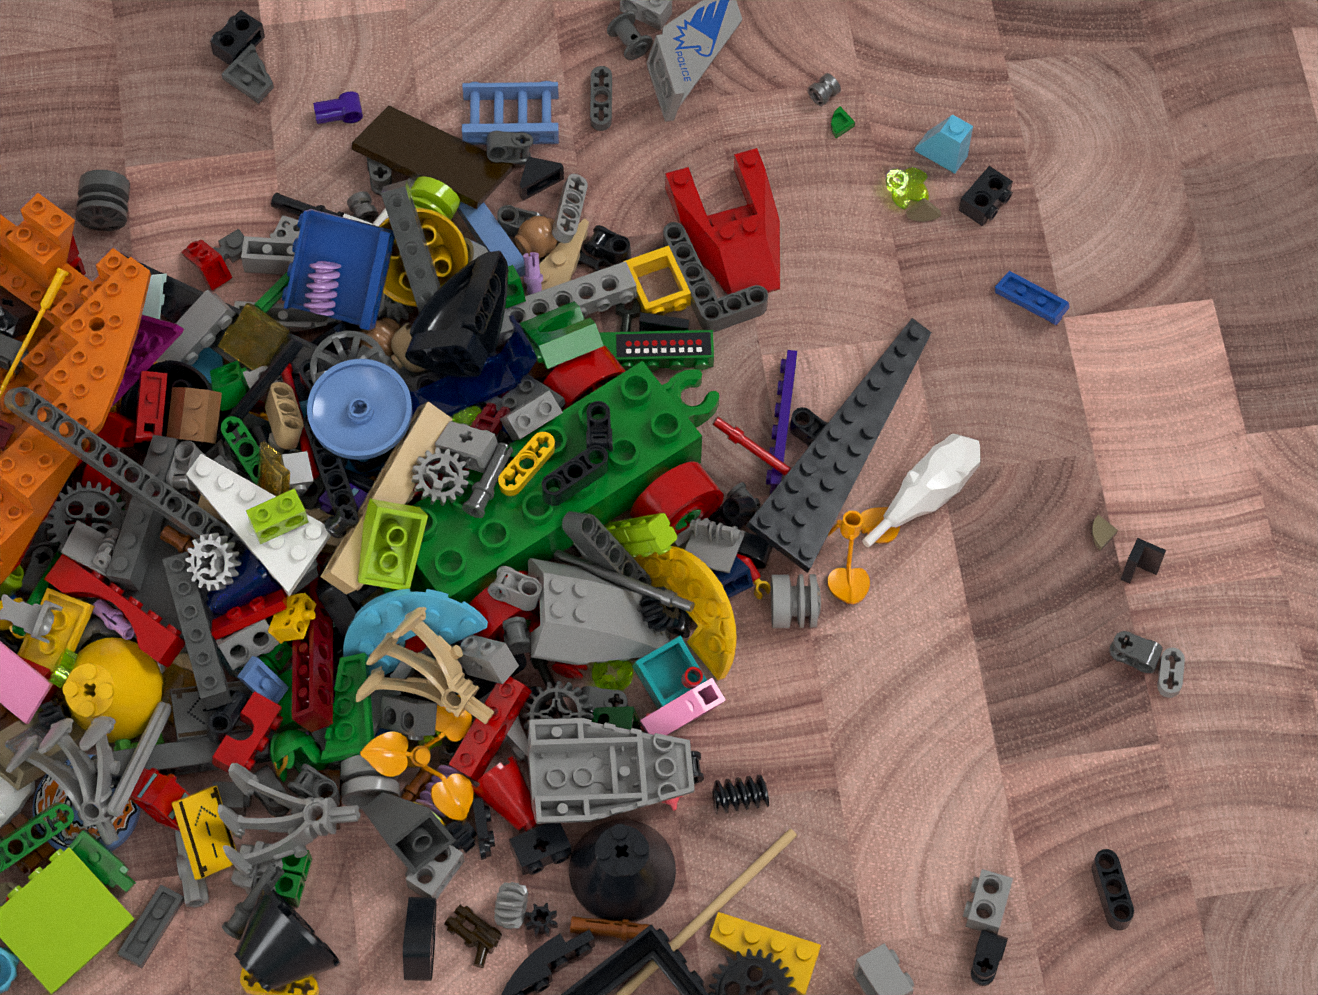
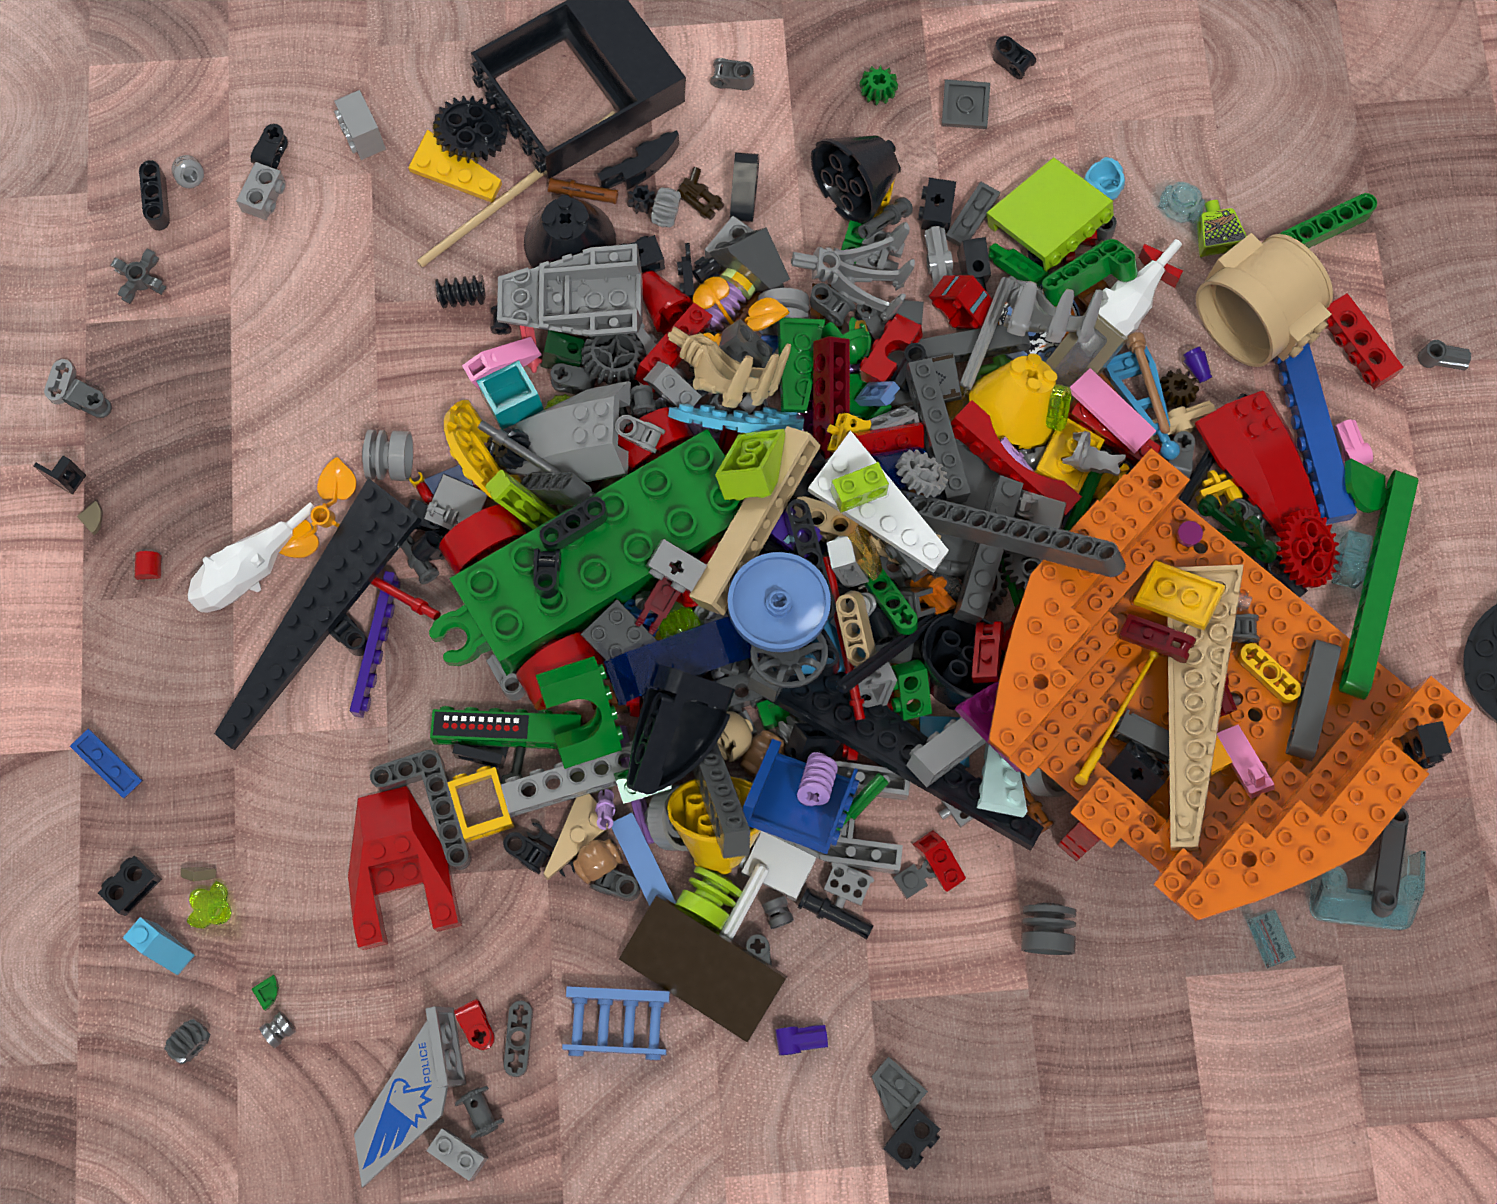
camera: 175 degrees left, 10 degrees up
(53, 712) = (1066, 372): black gear -> none
(151, 858) = (974, 257): none -> black torso
(183, 459) = (950, 581): light grey piece -> none
(187, 919) = (941, 193): none -> black brick
(194, 414) = (945, 635): medium nougat slope -> none
(203, 831) = (930, 273): yellow tile -> none
(253, 337) = (887, 739): clear yellow slope -> none
(339, 519) = (798, 488): black bush -> none
(430, 474) = (703, 531): light grey gear -> none
(483, 490) = (662, 517): dark grey pin -> none
(507, 147) = (625, 974): dark grey piece -> none
(526, 475) = (637, 534): yellow beam -> none
(531, 415) = (613, 601): light grey brick -> none
(539, 175) = (593, 940): black slope -> none
(569, 208) = (556, 889): light grey beam -> none
(641, 102) = (472, 1021): none -> red piece
(696, 671) = (488, 374): red hinge -> none
(903, 71) = (187, 1041): none -> dark grey gear
(1032, 486) = (147, 565): none -> red brick
(1078, 917) = (187, 171): none -> light grey head
(1128, 799) = (131, 270): none -> dark grey pin

